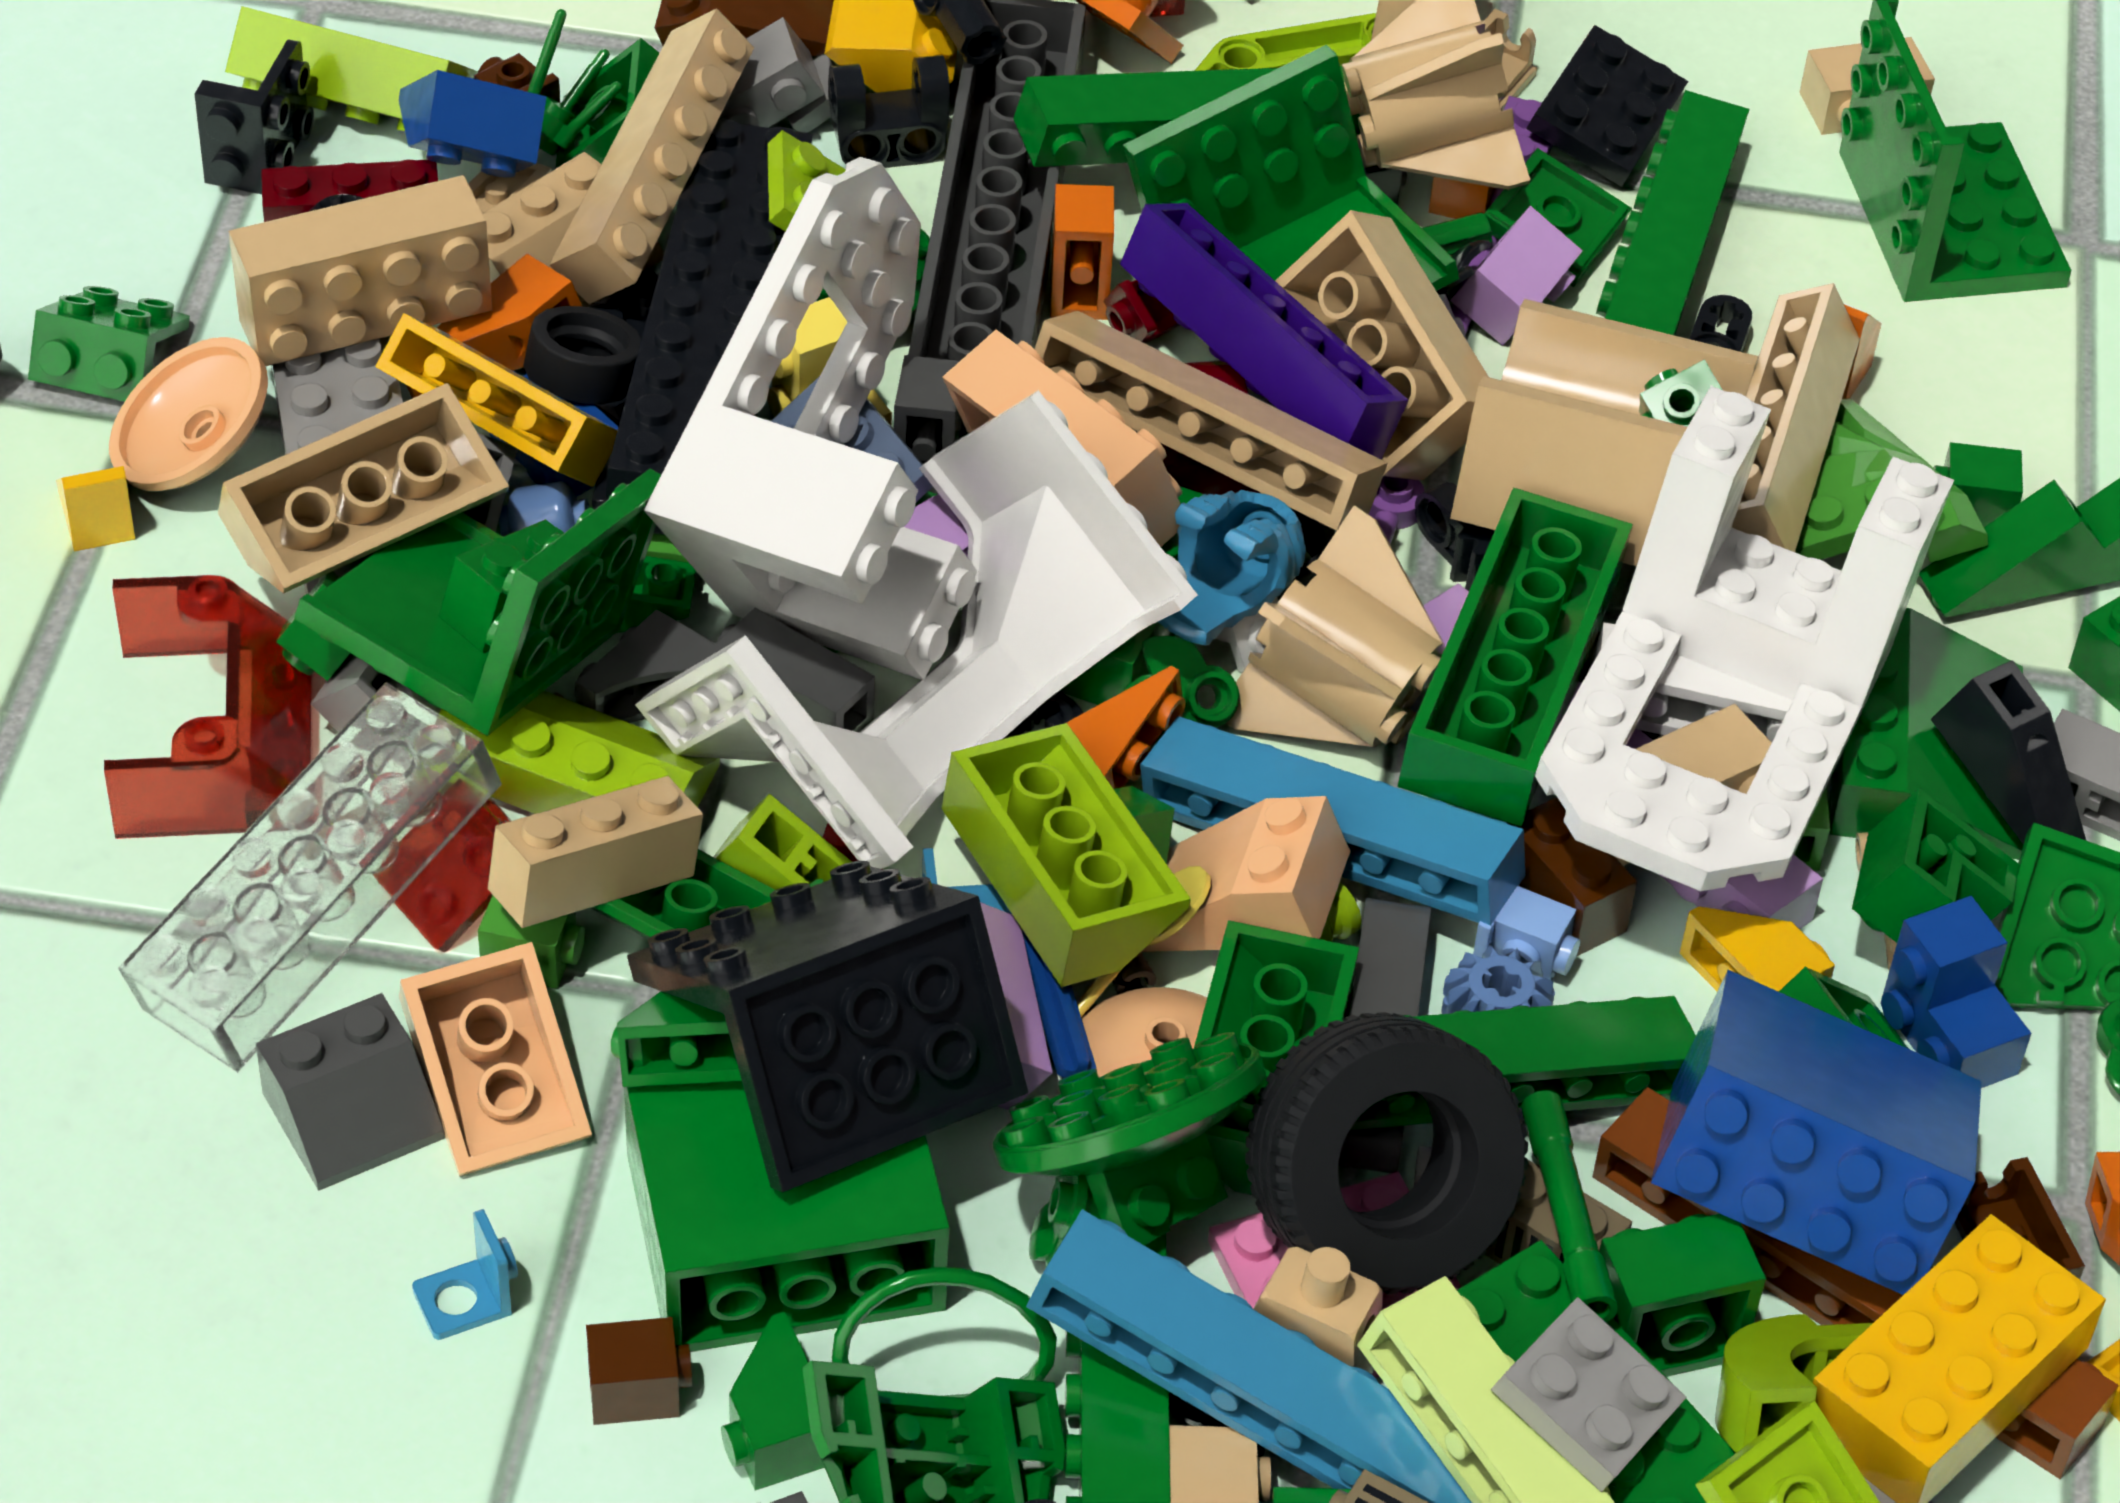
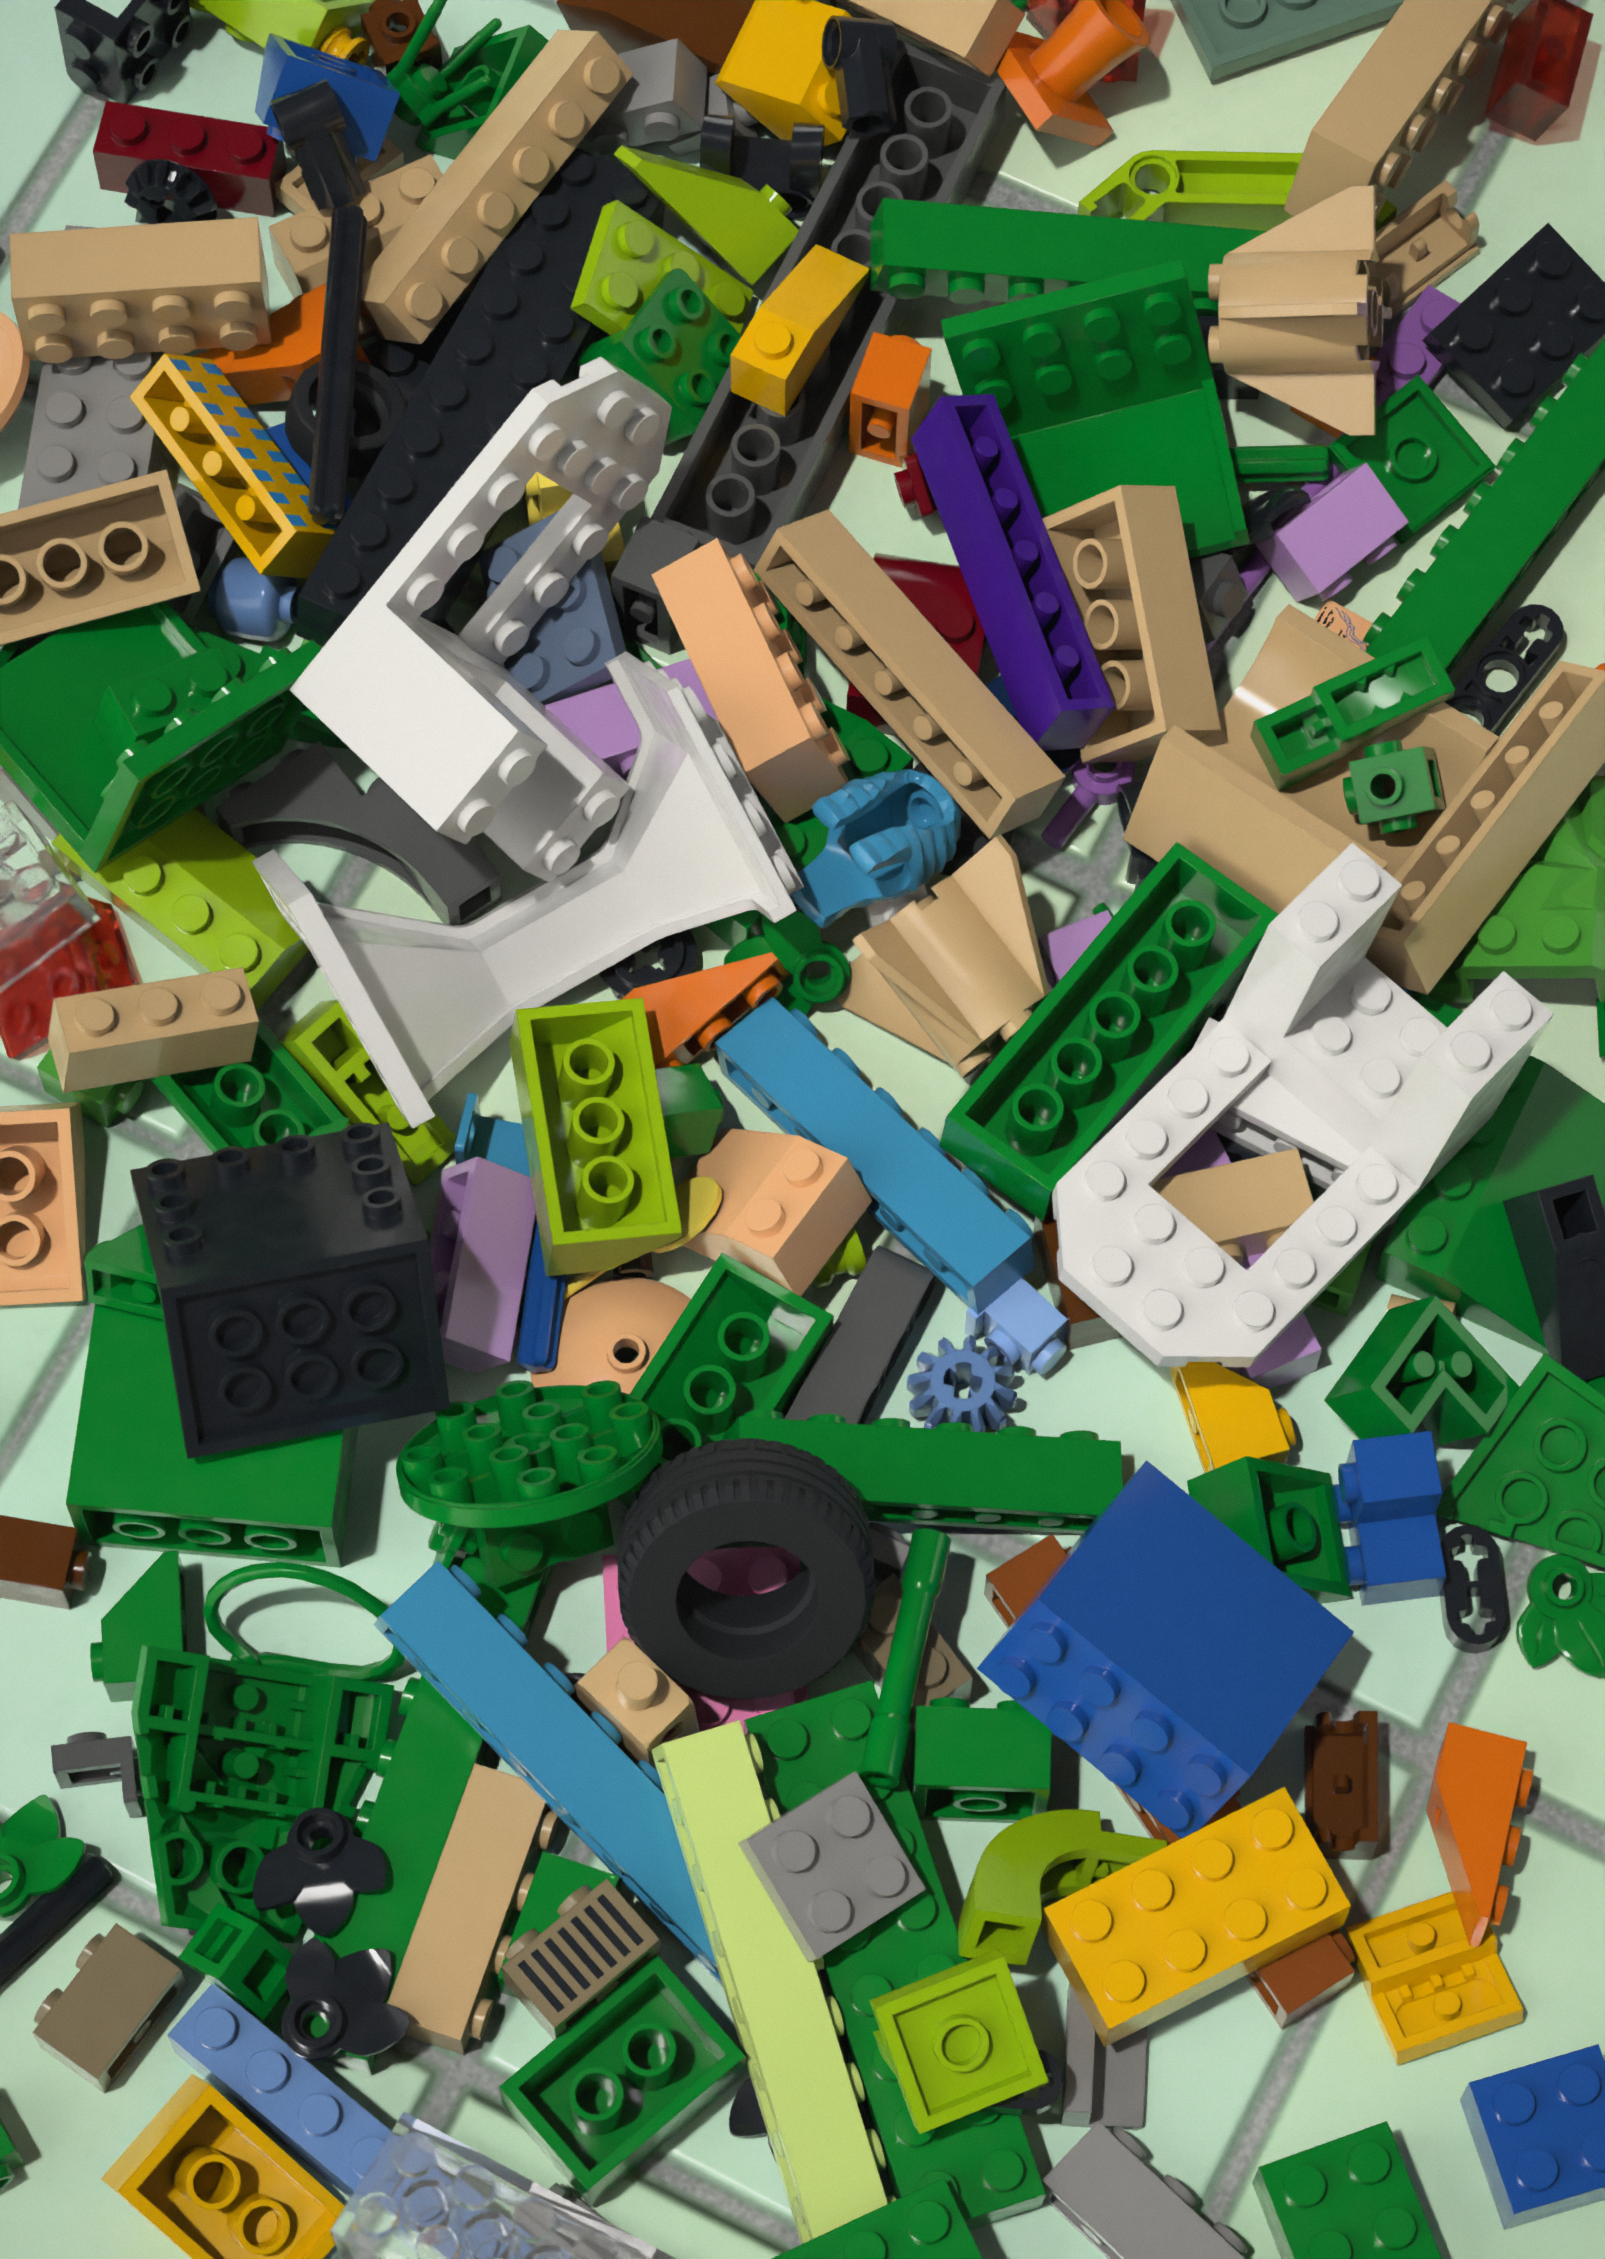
camera: 20 degrees right, 20 degrees up
(477, 128) = (314, 131): none -> black piece
(570, 301) = (337, 365): none -> black axle
(856, 129) = (725, 212): none -> lime slope
(980, 205) = (794, 329): none -> yellow slope
(1630, 348) = (1350, 711): none -> green slope
(2055, 1052) = (1486, 1588): none -> black beam

